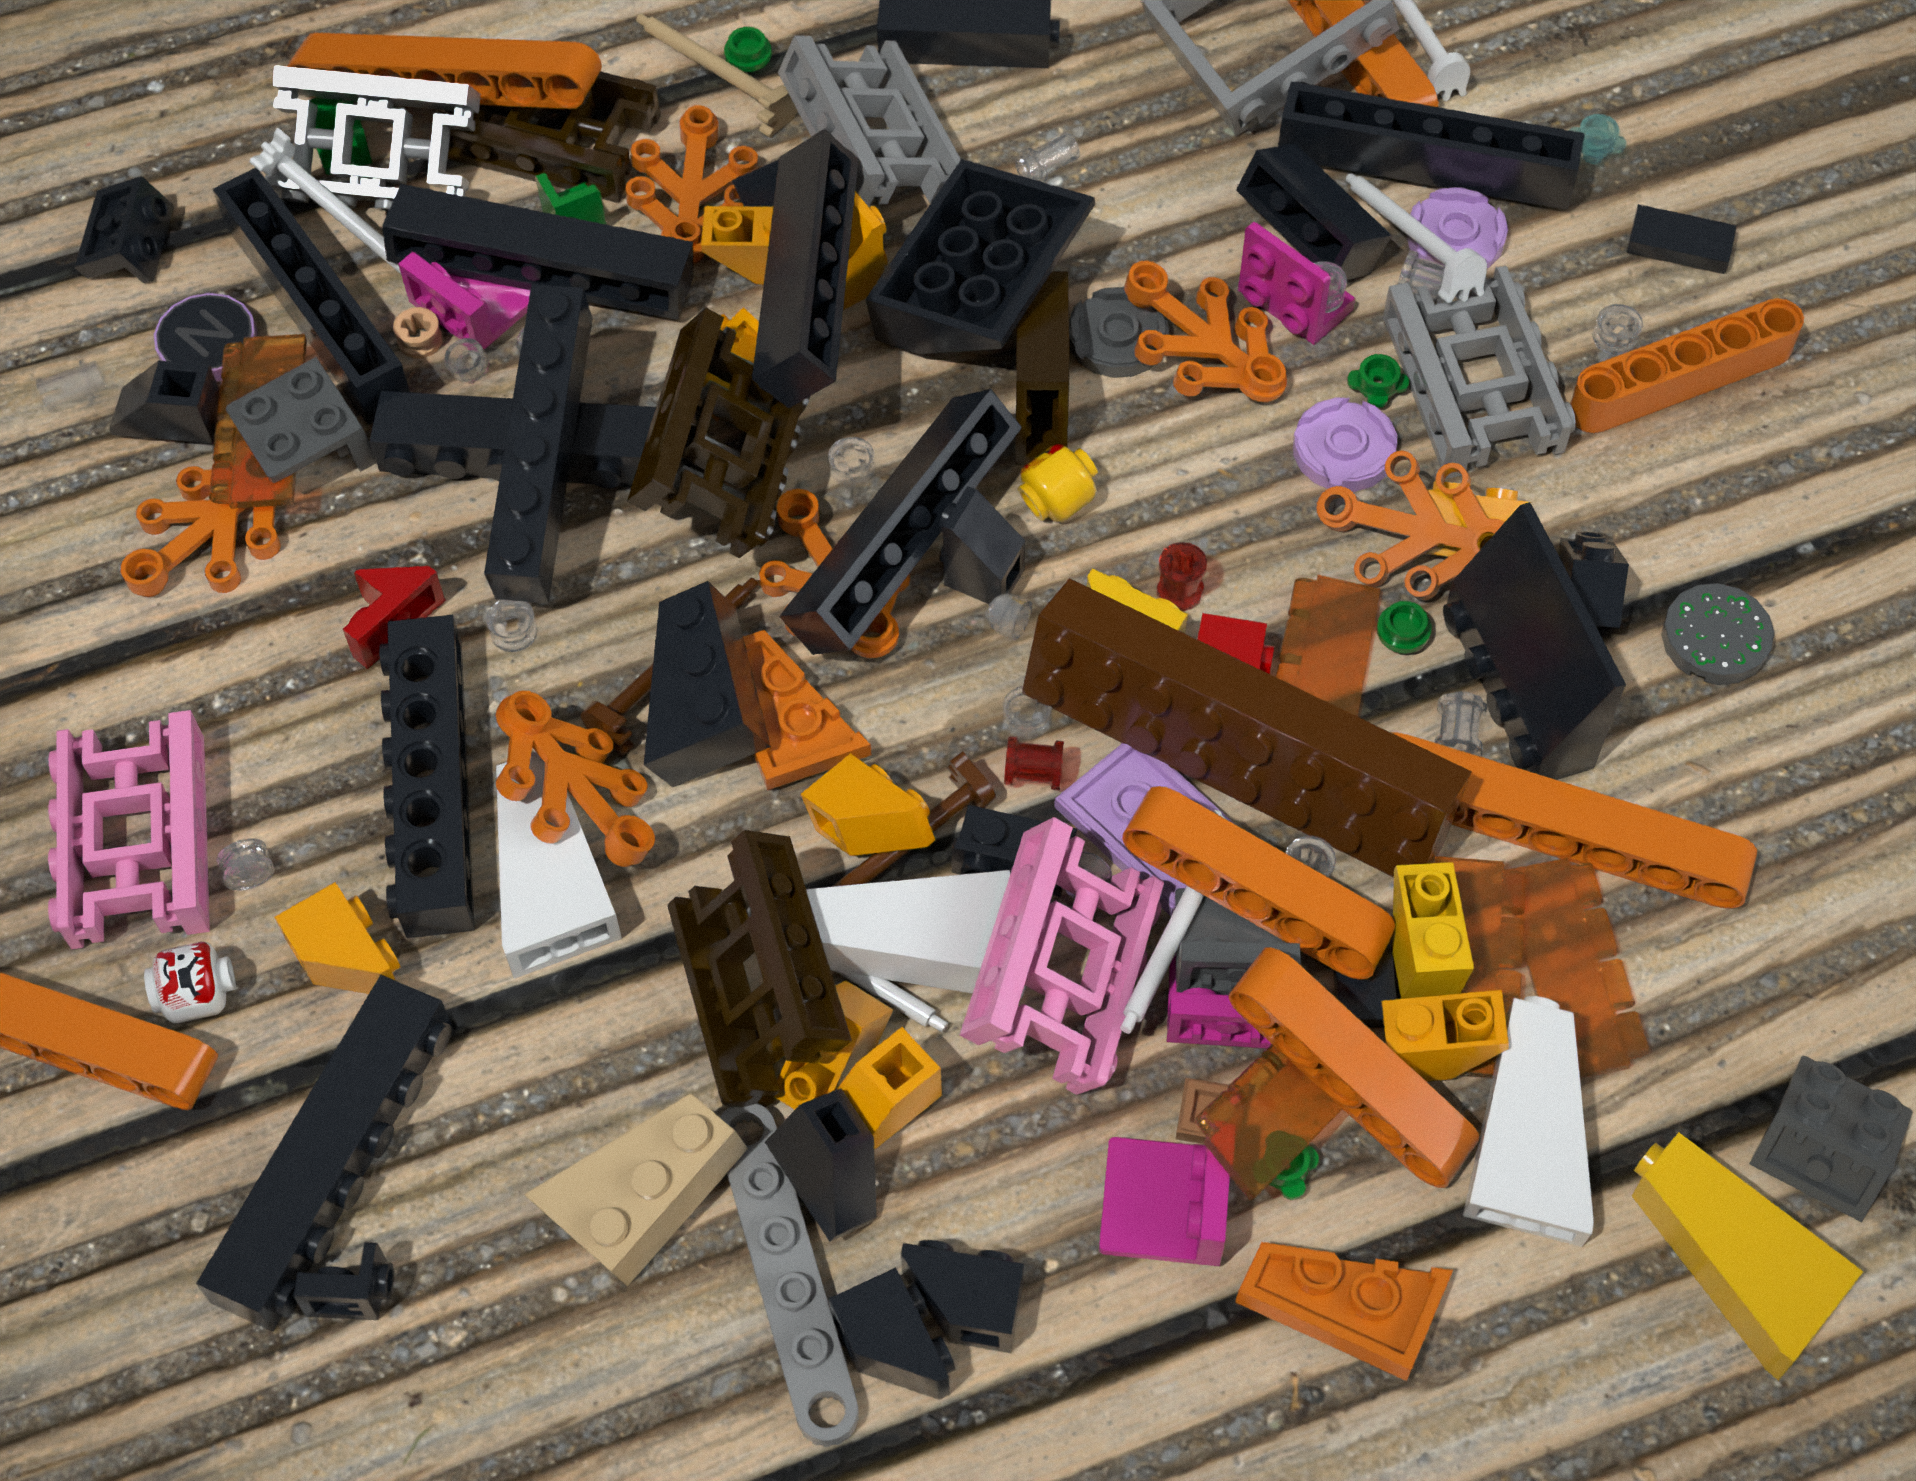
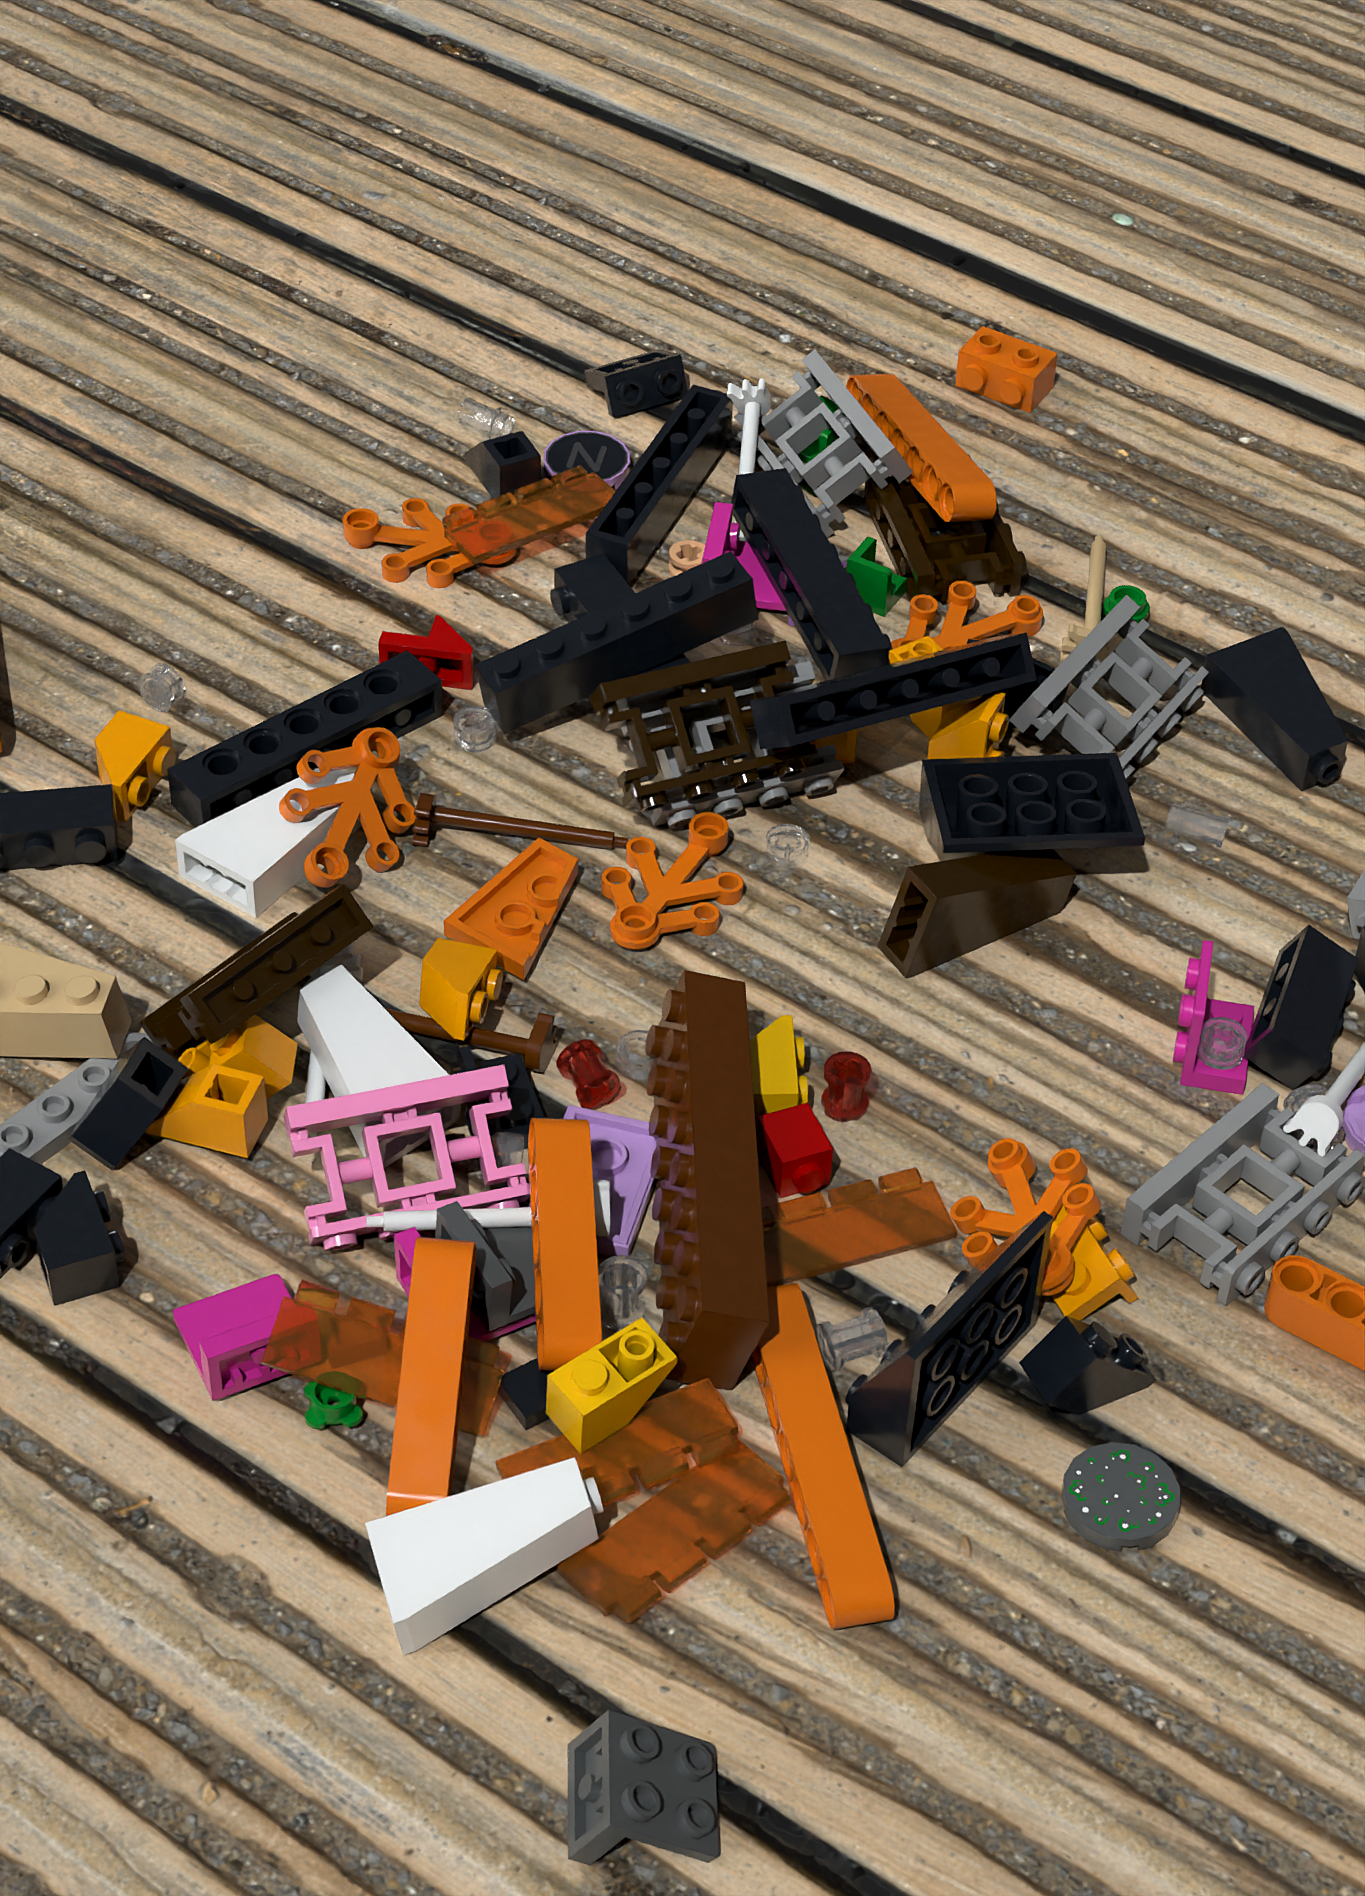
camera: 55 degrees right, 15 degrees down
(176, 828) = (169, 639): bright pink fence -> none
(189, 982) = (45, 704): white head -> none
(299, 422) = (541, 527): dark grey bracket -> none
(701, 689) = (486, 837): black wedge -> none
(899, 523) = (737, 879): black brick -> none
(979, 548) = (754, 938): black slope -> none
(1058, 483) = (870, 969): yellow head -> none
(1107, 330) = (1066, 949): dark grey tile -> none
(1255, 373) = (1105, 1001): orange plant -> none
(1344, 444) = (1100, 1134): lavender tile -> none
(1350, 1305) = (229, 1498): orange wing -> none
(1382, 369) = (1173, 1132): green plate -> none
(1404, 627) = (928, 1261): green plate -> none
(1446, 1032) = (509, 1428): light orange slope -> none
(1744, 1251) = (460, 1776): yellow slope -> none

